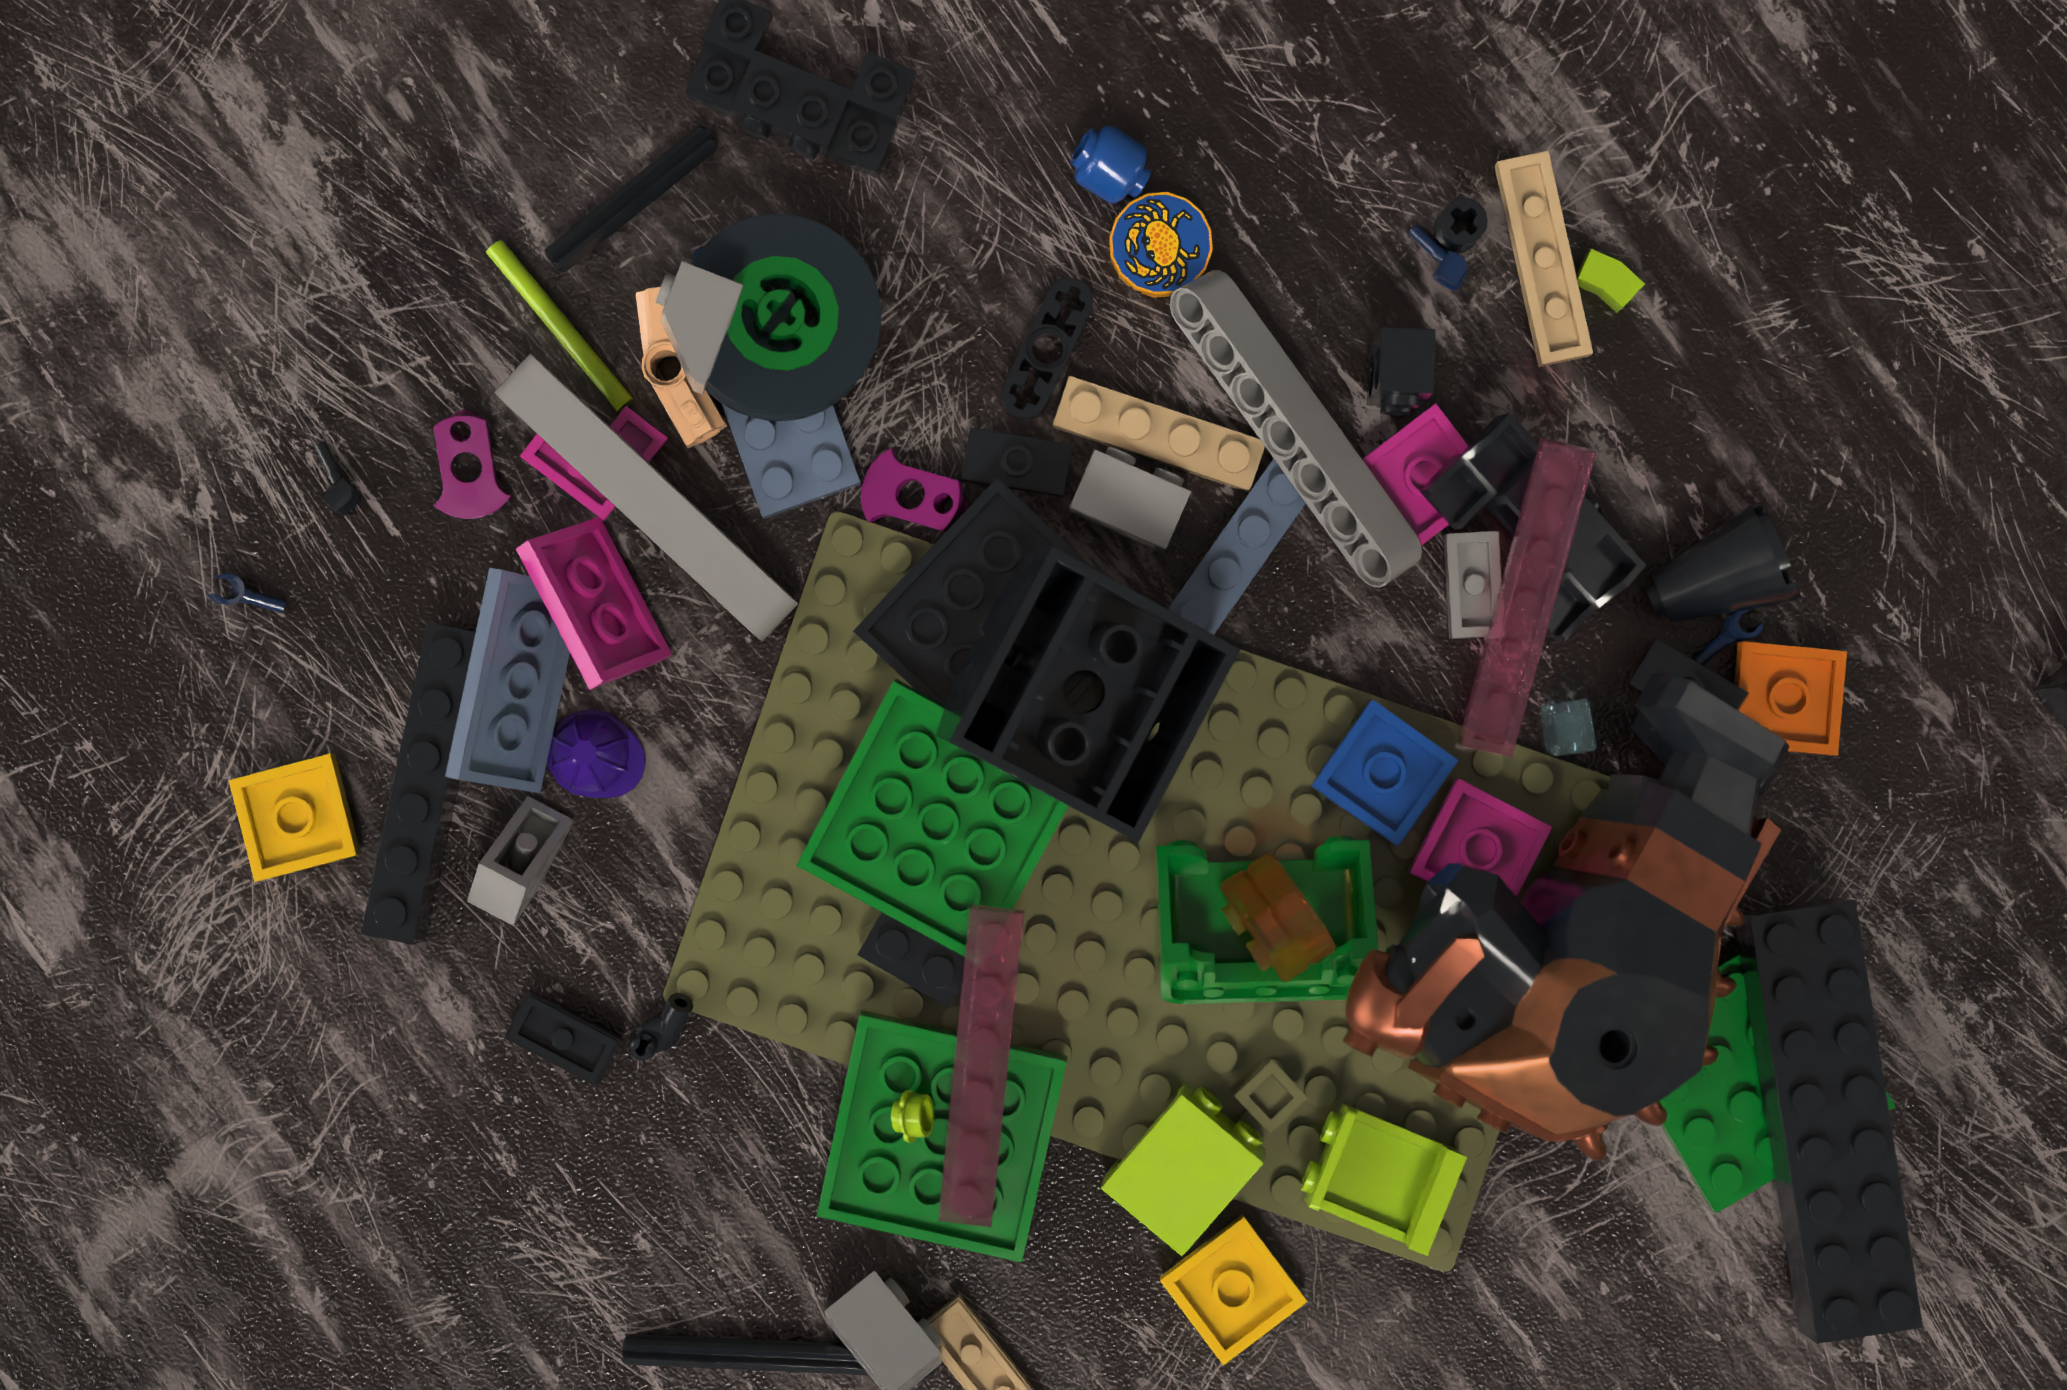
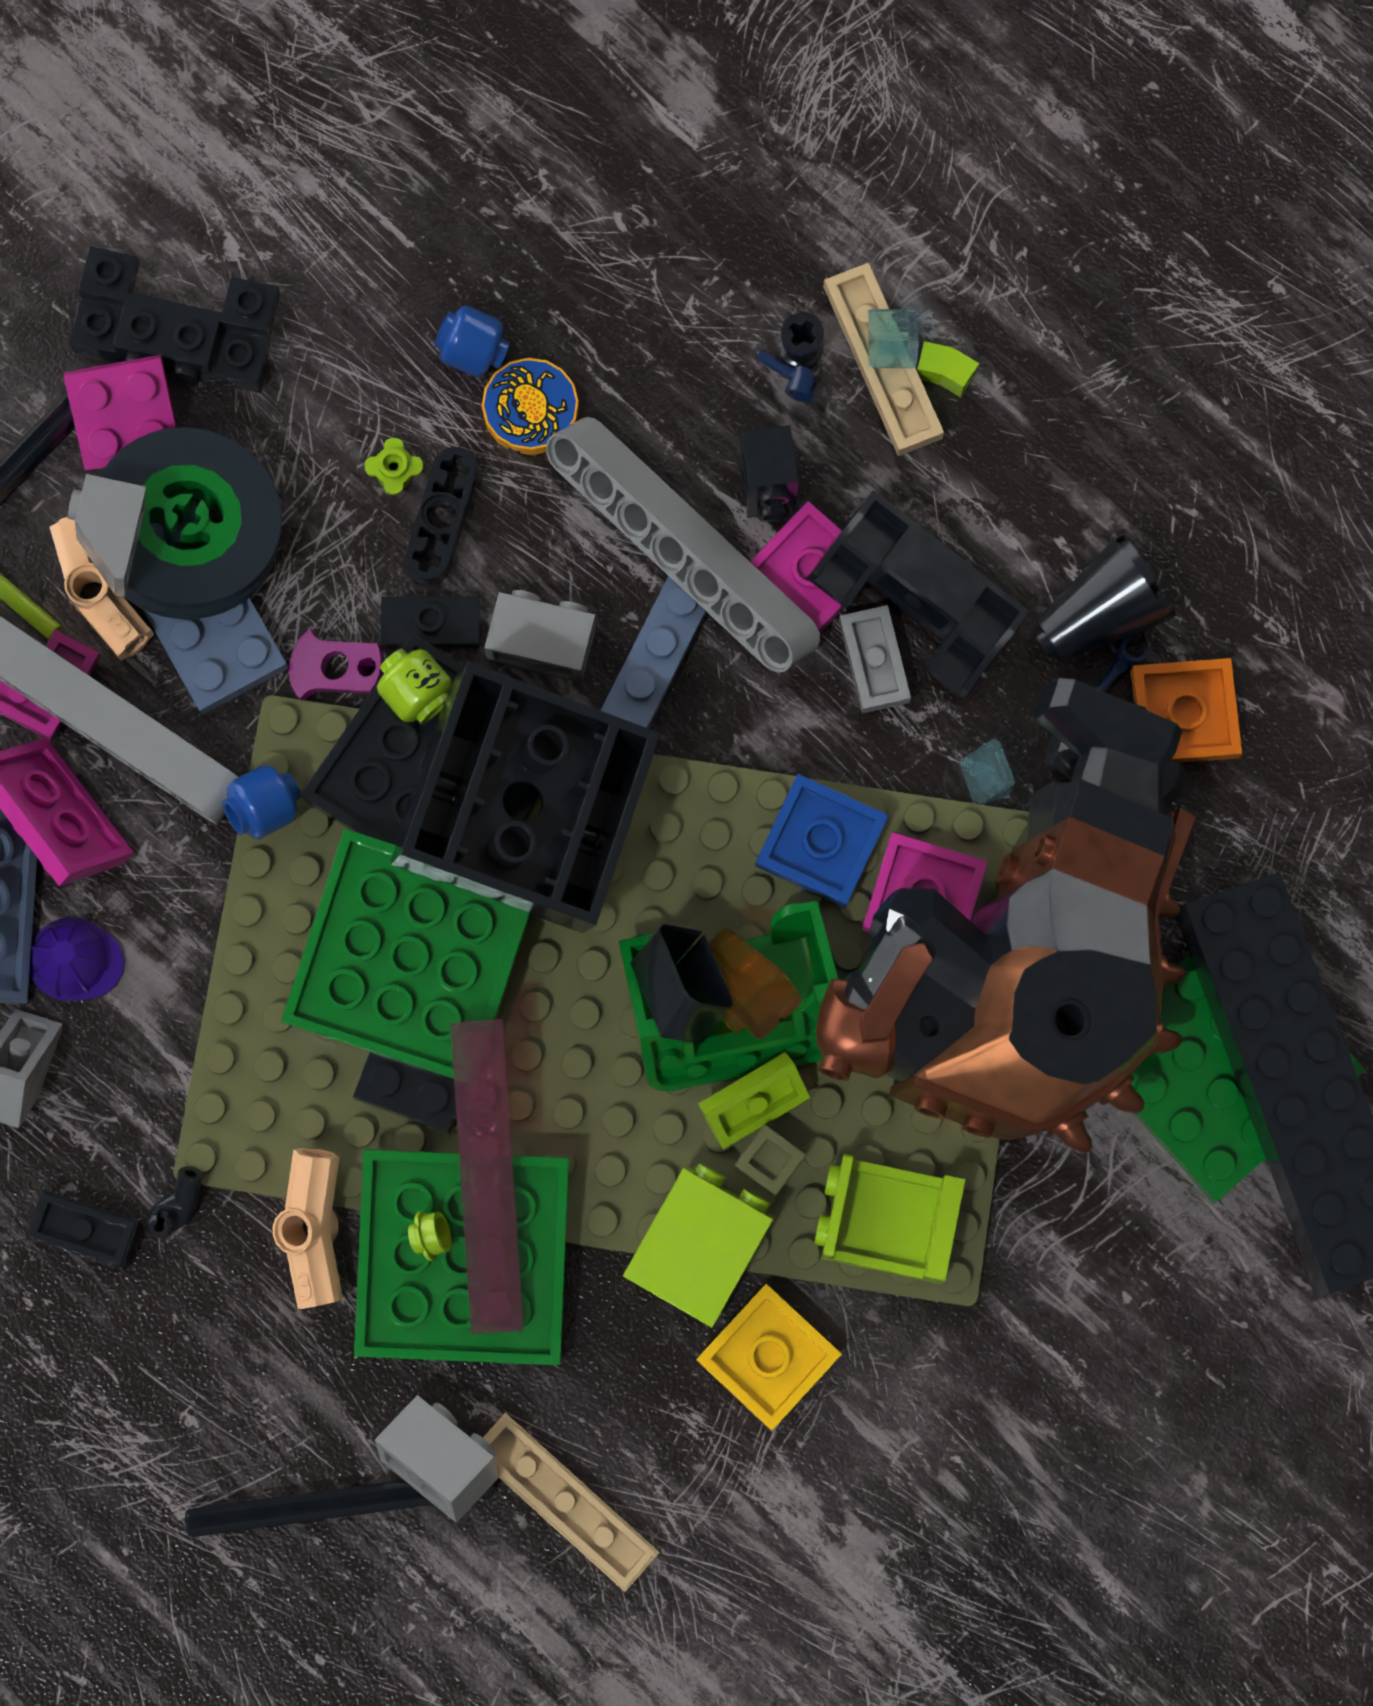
camera: 10 degrees left, 10 degrees down
(727, 176) = (117, 406): none -> dark pink plate
(791, 1104) = (311, 1200): none -> light nougat piece
(812, 631) = (261, 802): none -> blue head
(990, 541) = (414, 685): none -> lime head
(1002, 301) = (393, 480): none -> lime plate
(1159, 434) = (558, 574): tan plate -> none
(1218, 917) = (686, 997): none -> black piece
(1265, 1032) = (754, 1100): none -> lime plate
(1527, 596) = (921, 653): clear pink plate -> none
(1559, 240) = (892, 338): none -> clear light blue slope

